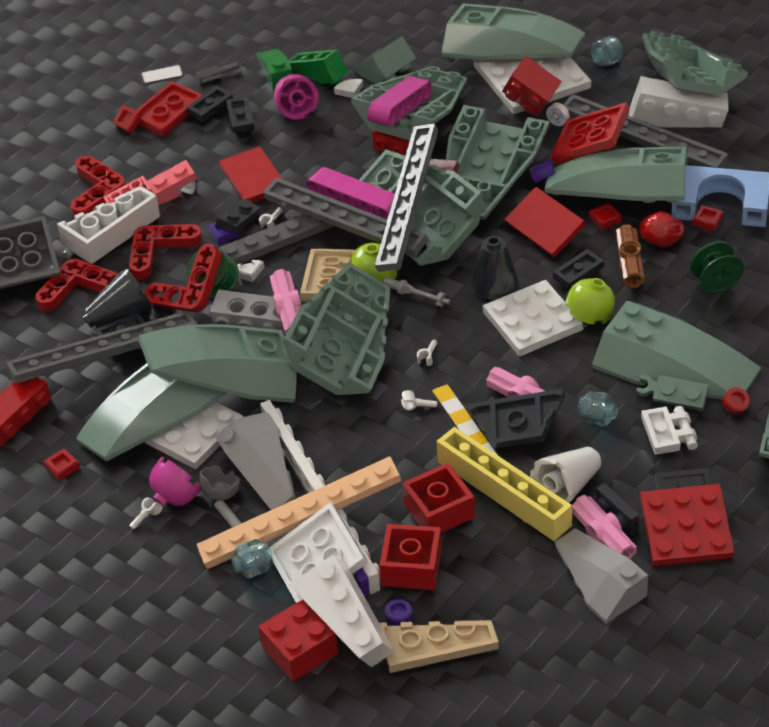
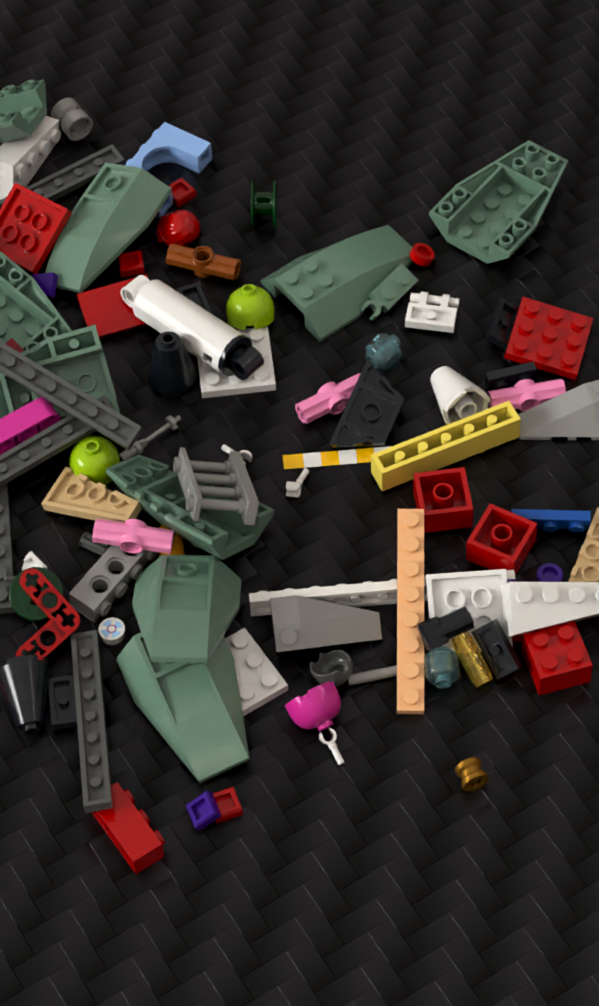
camera: 70 degrees left, 10 degrees up
(47, 450) = (203, 810): none -> dark purple tile
(147, 616) = (471, 774): none -> pearl gold wheel
(268, 576) = (471, 659): none -> clear yellow piece
(279, 597) = (497, 649): none -> black plate
(280, 536) = (438, 629): none -> black piece
(363, 354) = (235, 477): none -> light grey fence
(457, 588) = (557, 519): none -> blue plate
(533, 264) = (198, 329): none -> white piece
(740, 120) = (72, 119): none -> light grey wheel

